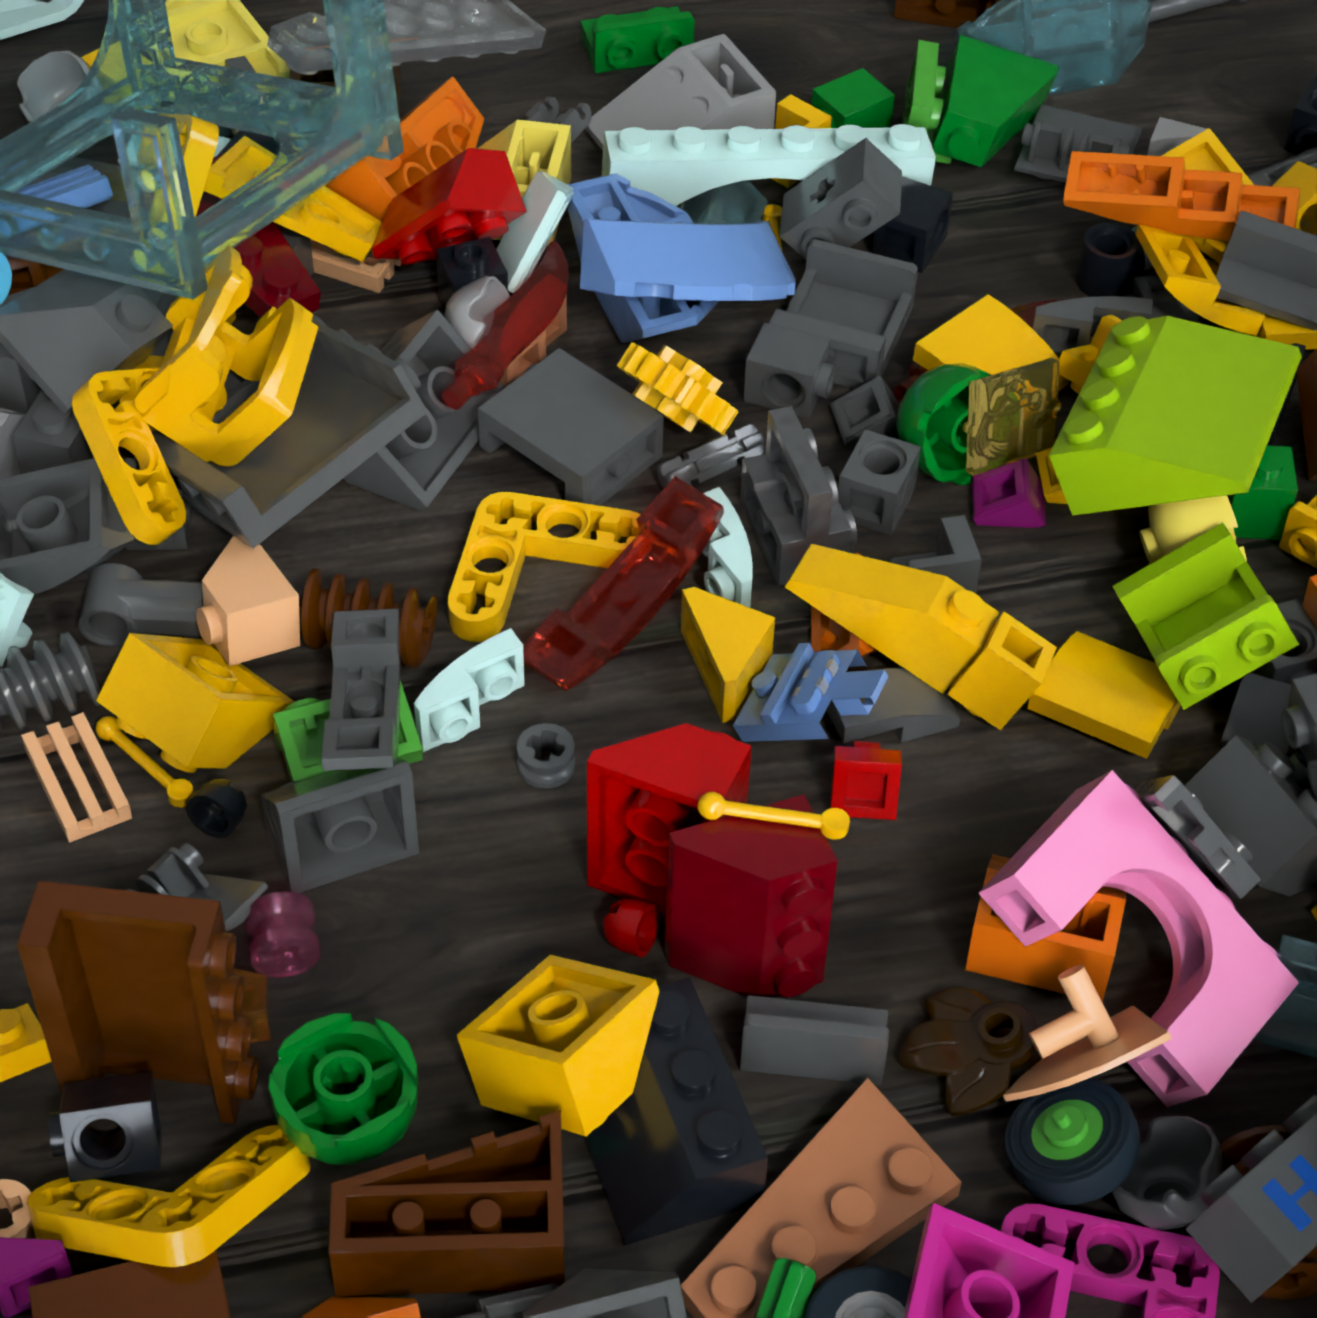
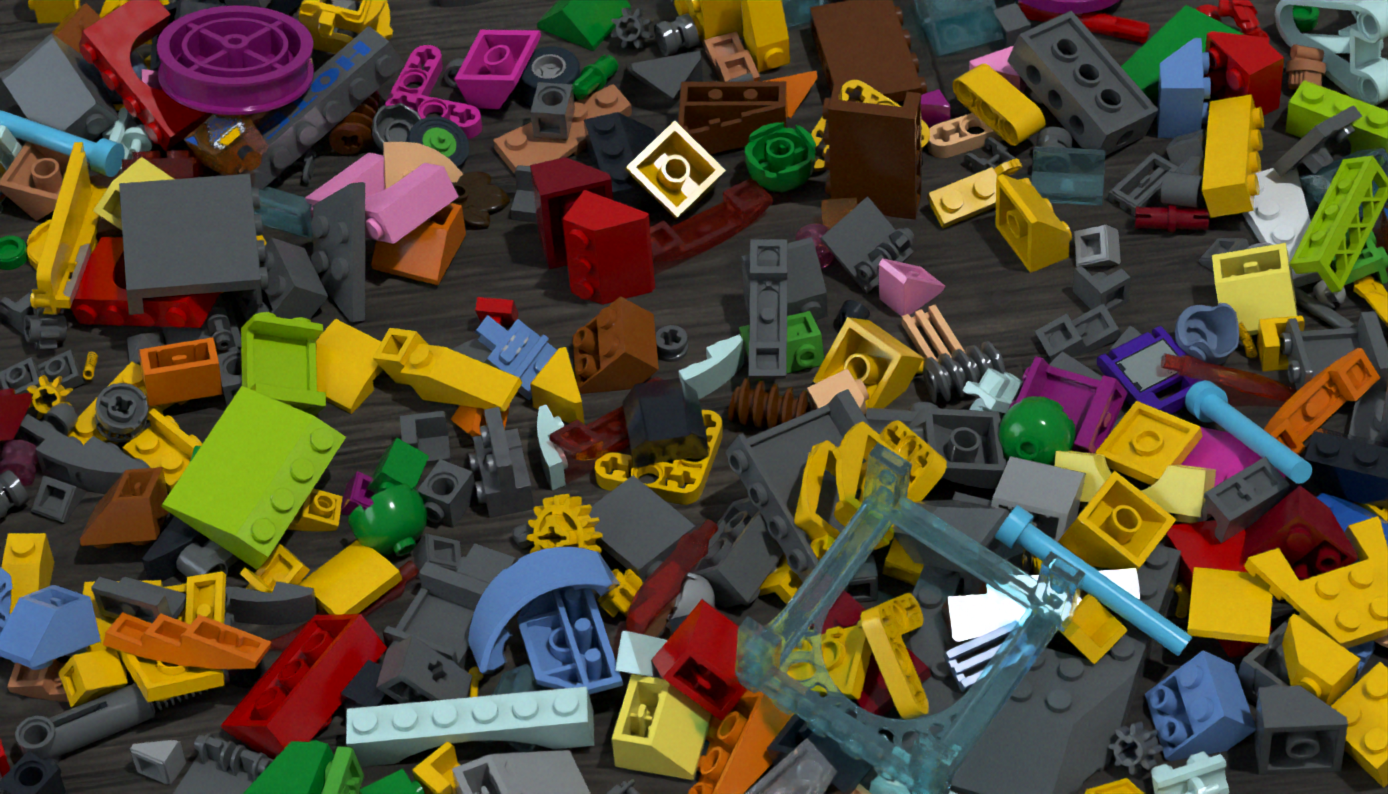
camera: 170 degrees left, 0 degrees up
(112, 841) = (906, 286): none -> bright pink slope
(537, 554) = (664, 422): none -> black slope
(568, 923) = (711, 227): none -> clear red slope
(588, 339) = (622, 596): none -> yellow gear
(628, 691) = (615, 349): none -> dark orange slope
(832, 822) = (529, 177): yellow hinge -> none
(844, 1164) = (552, 110): none -> dark grey brick
(963, 485) = (398, 466): none -> green brick
(1006, 227) = (304, 683): none -> red slope
(1011, 415) = (334, 521): clear yellow piece -> none

